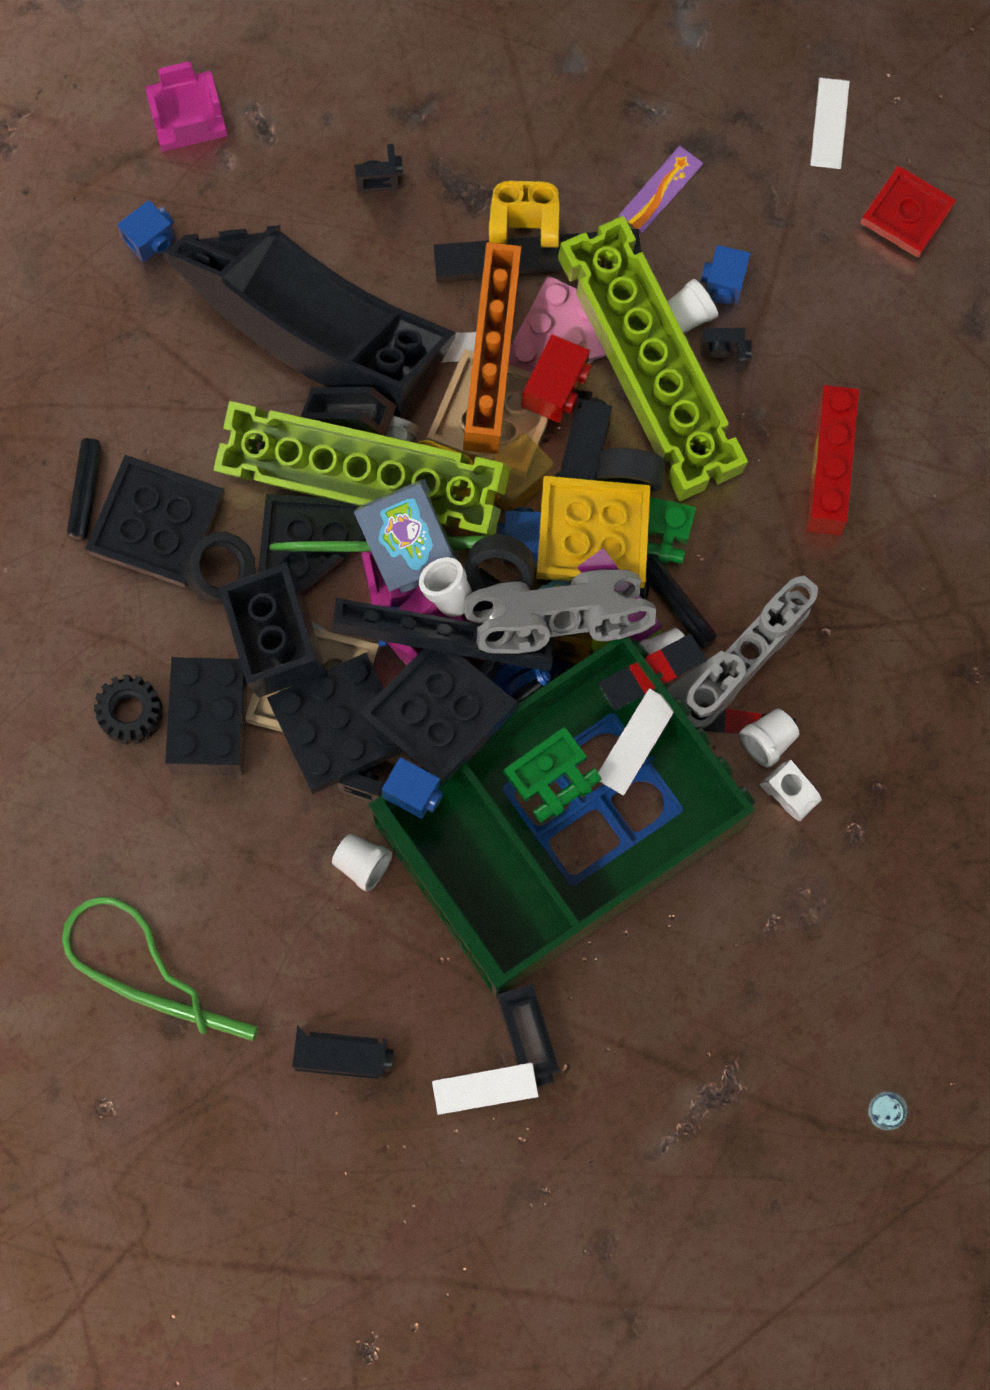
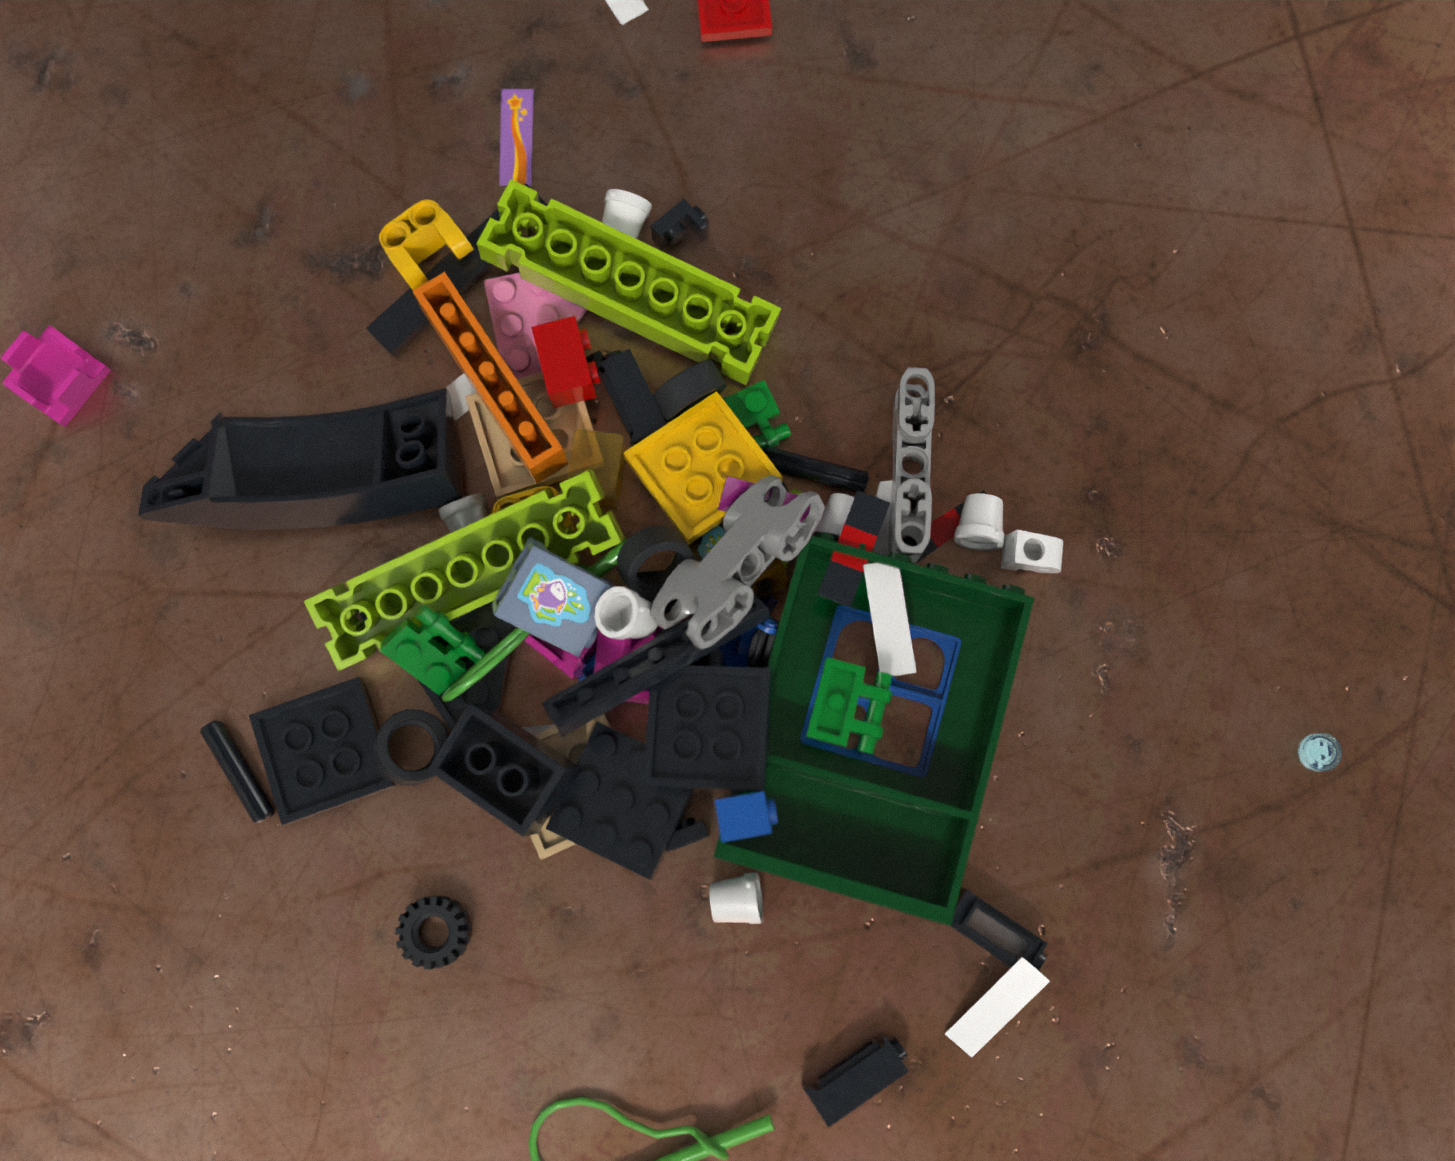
camera: 35 degrees left, 5 degrees up
(147, 231) = (108, 505): blue brick -> none
(206, 716) = (505, 885): black brick -> none
(281, 505) = (425, 657): none -> green plate
(350, 407) = (412, 525): black window -> none
(378, 175) = (271, 305): black bracket -> none
(523, 525) = (639, 510): blue brick -> none
(725, 274) = (630, 166): blue brick -> none
(832, 460) = (843, 253): red brick -> none

